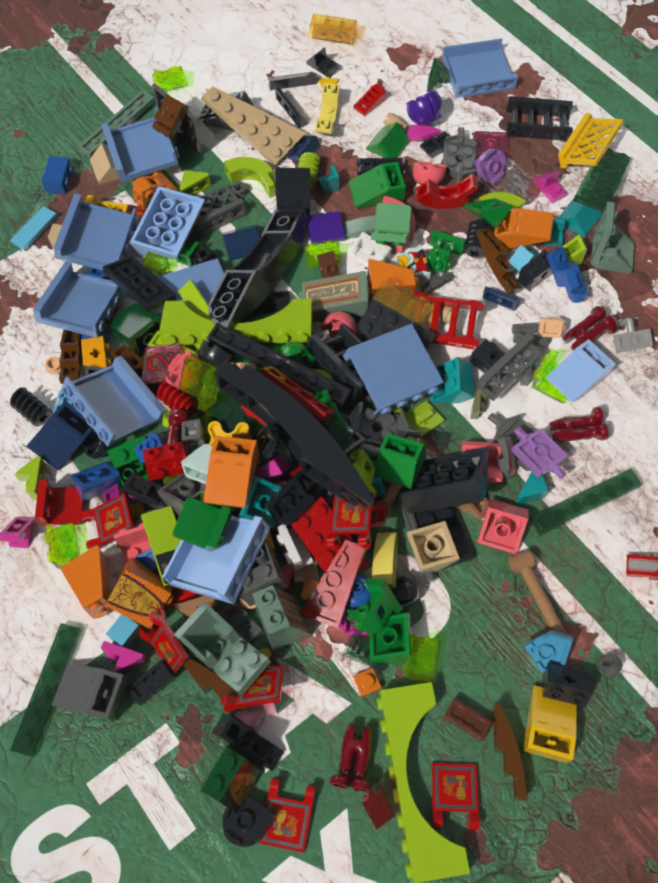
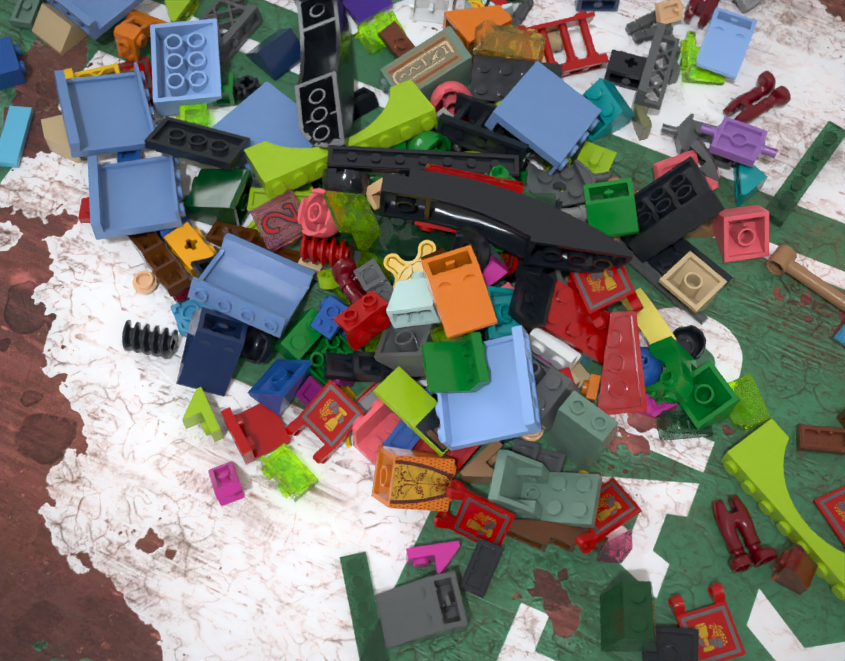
camera: 30 degrees left, 0 degrees up
(90, 581) = (350, 495): orange slope -> none
(124, 631) = (418, 528): medium azure brick -> none
(194, 299) = (267, 131): lime tile -> none
(247, 741) = (608, 570): black slope -> none
(367, 682) = (703, 454): orange plate -> none

